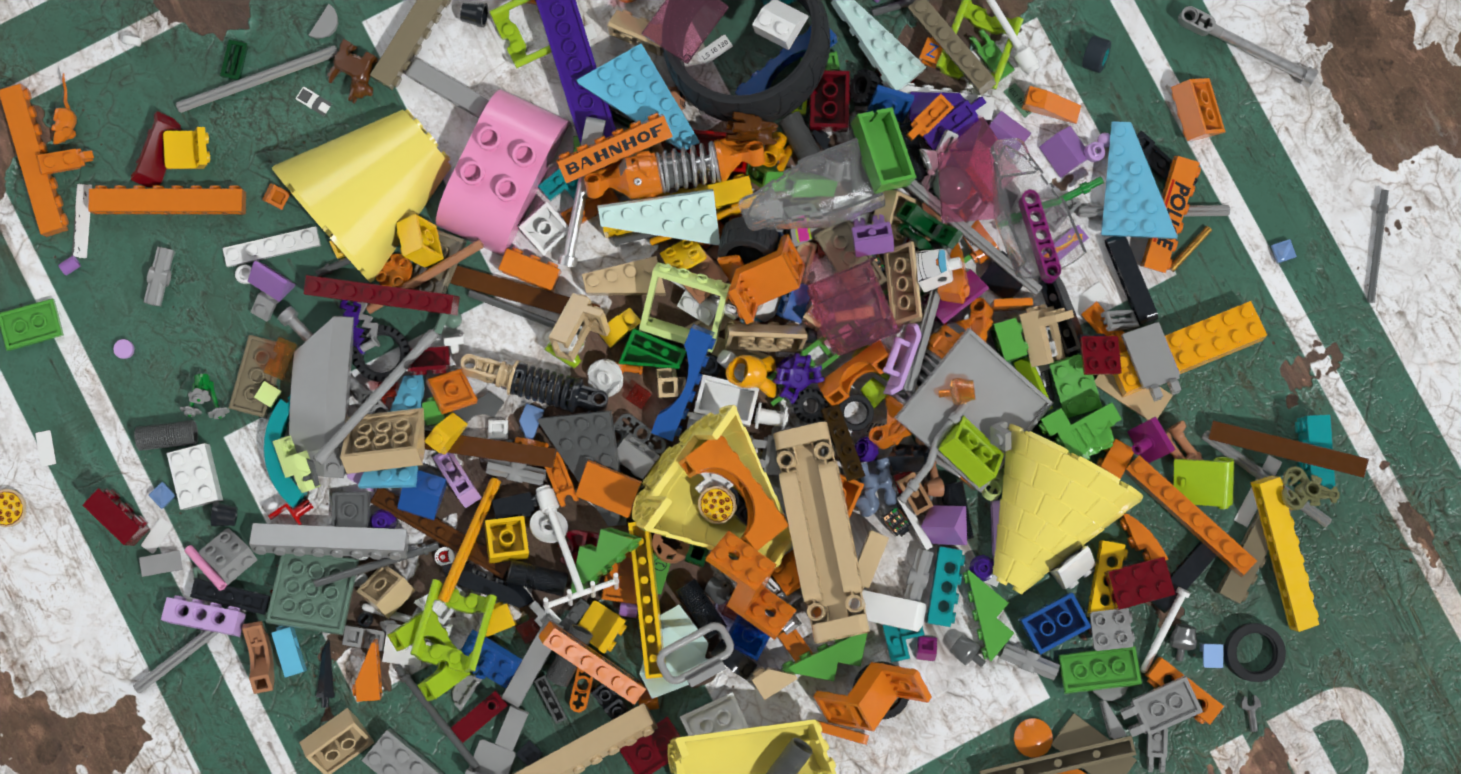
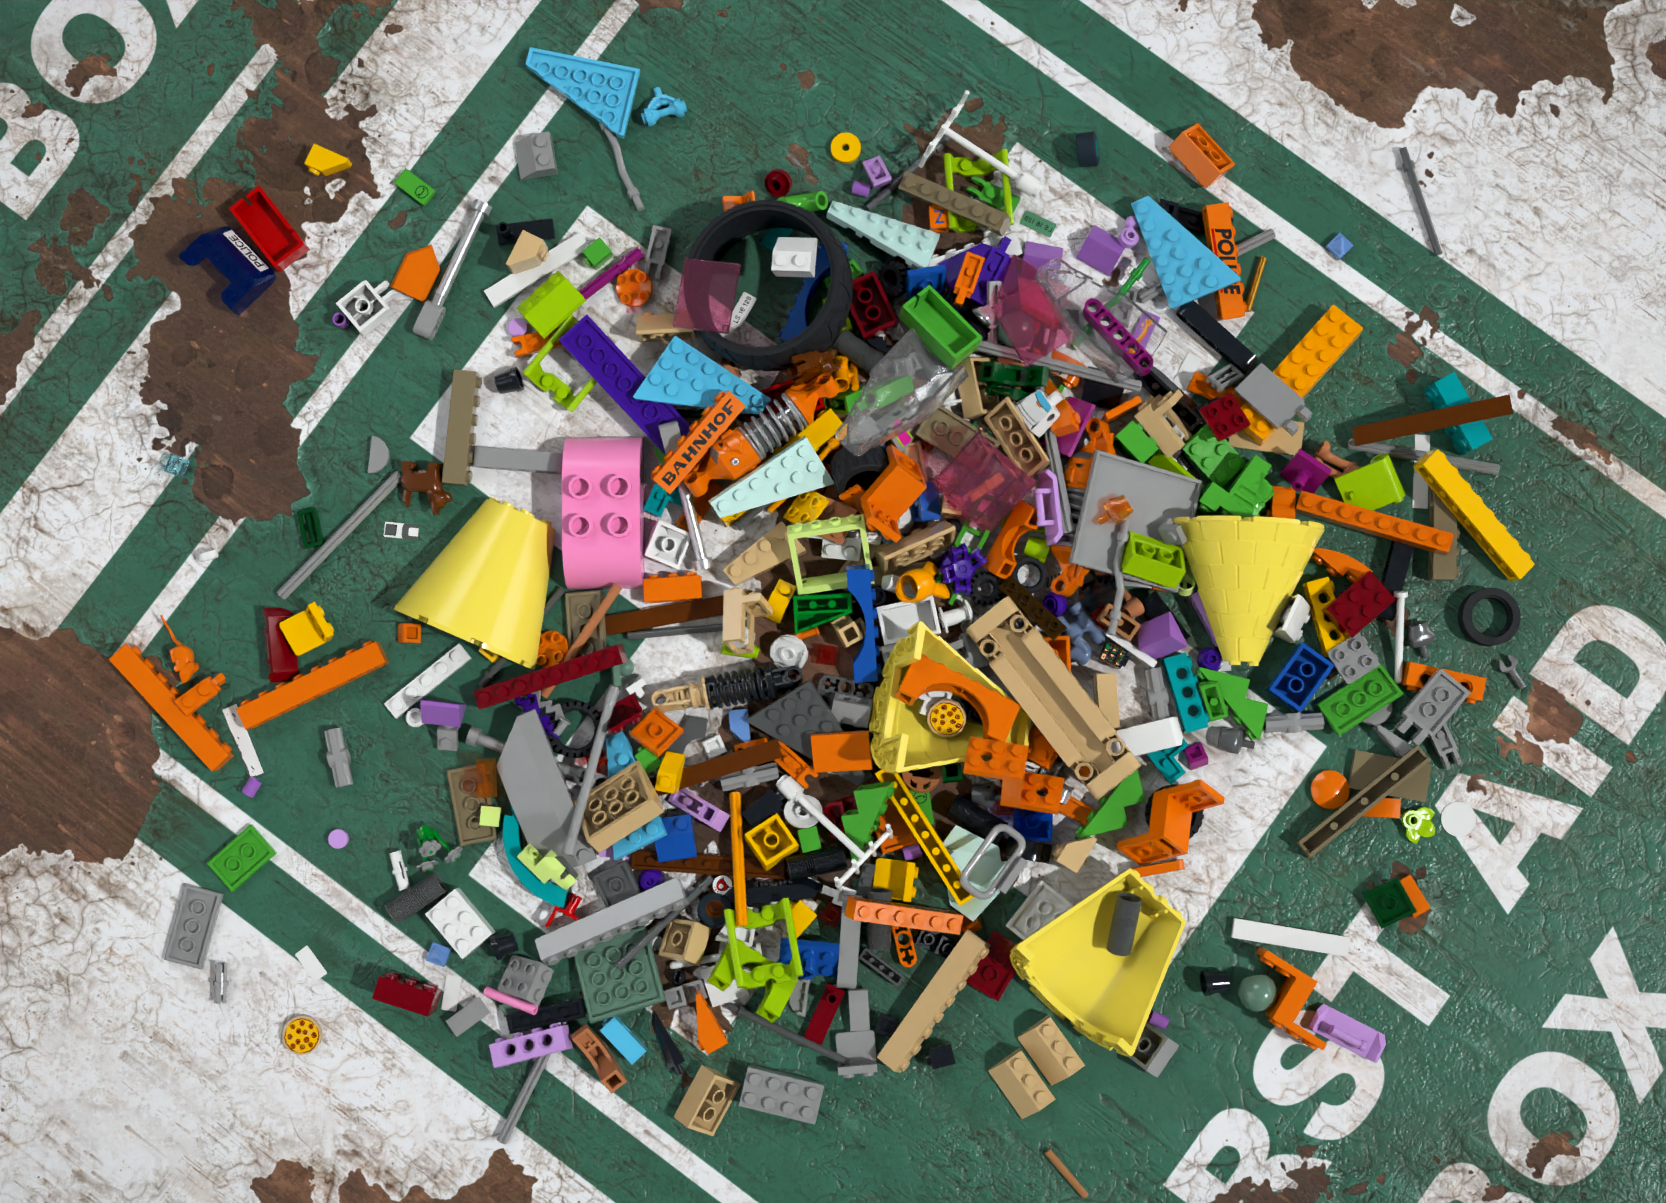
camera: 20 degrees left, 0 degrees up
(164, 403) = (399, 870): none -> white pin
(419, 240) = (561, 610): yellow brick -> none
(423, 573) = (711, 910): none -> black wheel
(542, 553) = (809, 839): none -> bright green brick
(872, 238) = (970, 410): medium lavender brick -> none
(966, 605) = (1213, 700): none -> bright green slope
(1050, 105) = (1068, 214): orange slope -> none
(1212, 655) = (1453, 637): light blue panel -> none
(1306, 75) = (1283, 79): flat silver piece -> none
(1306, 490) = (1466, 449): olive animal -> none

